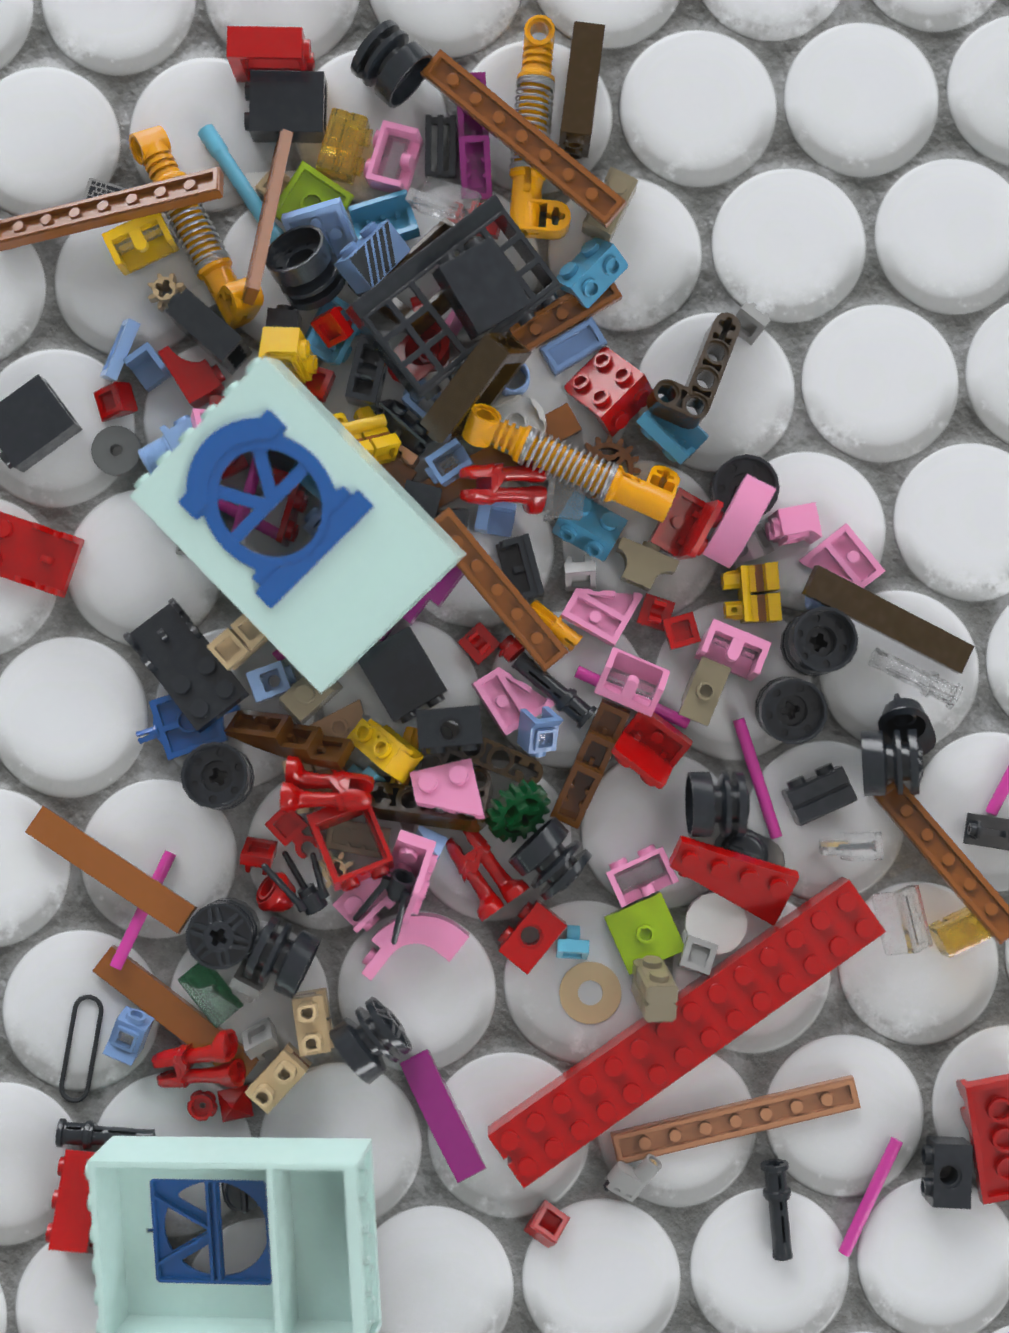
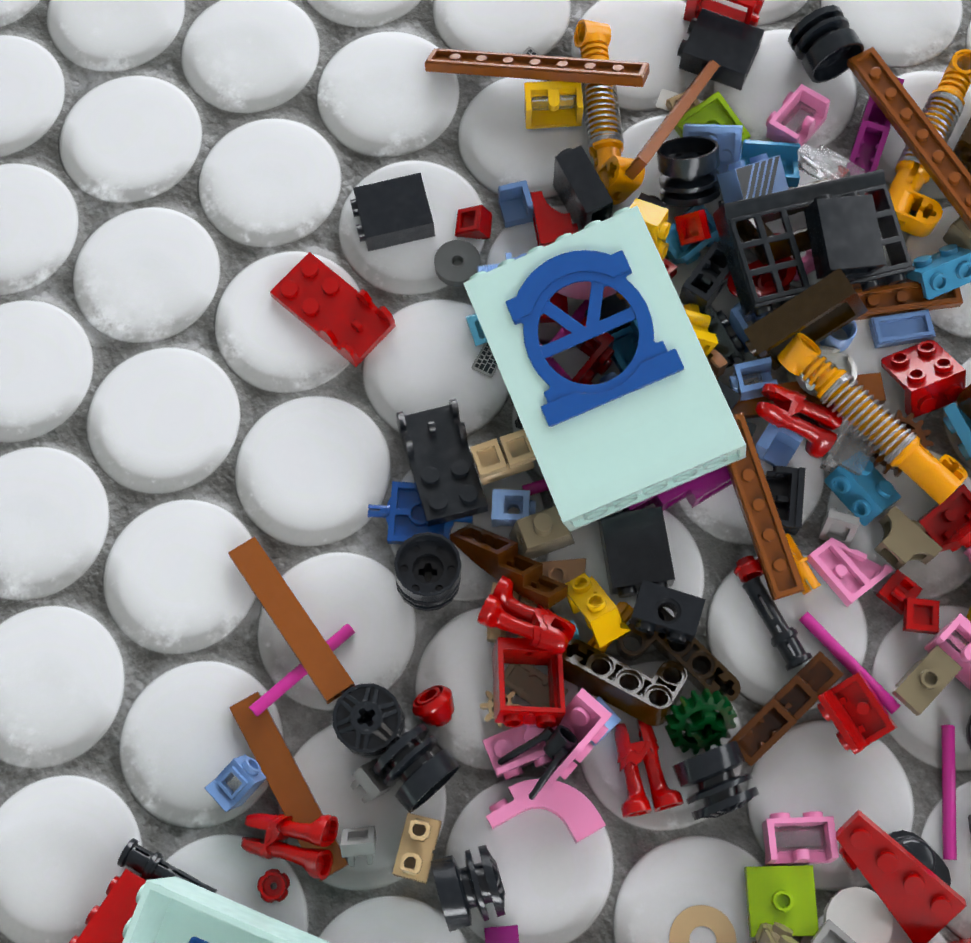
camera: 30 degrees right, 15 degrees down
(68, 1046) = (195, 786): black piece -> none
(120, 350) = (499, 179): light blue tile -> none
(164, 284) = (552, 148): tan gear -> none
(210, 993) = (330, 776): clear green slope -> none
(220, 152) = (646, 54): medium azure piece -> none
(234, 1103) = (305, 899): red slope -> none
(256, 852) = (433, 661): red tile -> none
(278, 1078) = (359, 889): tan hips -> none
(289, 828) = (472, 649): red plate -> none
(310, 898) = (463, 722): black plant -> none
(343, 146) = (758, 93): clear yellow brick -> none
(440, 121) = (848, 108): black tile -> none
(449, 788) = (643, 668): bright pink wing -> none
(479, 643) = (718, 553): red tile -> none
(506, 696) = (728, 616): bright pink wing -> none
(527, 954) = (686, 848): red brick -> none
(538, 735) = (747, 654): medium blue window -> none
(572, 946) = (703, 881): medium azure tile -> none
(632, 681) = (856, 644): bright pink window -> none
(721, 804) = (904, 796): black wheel -> none

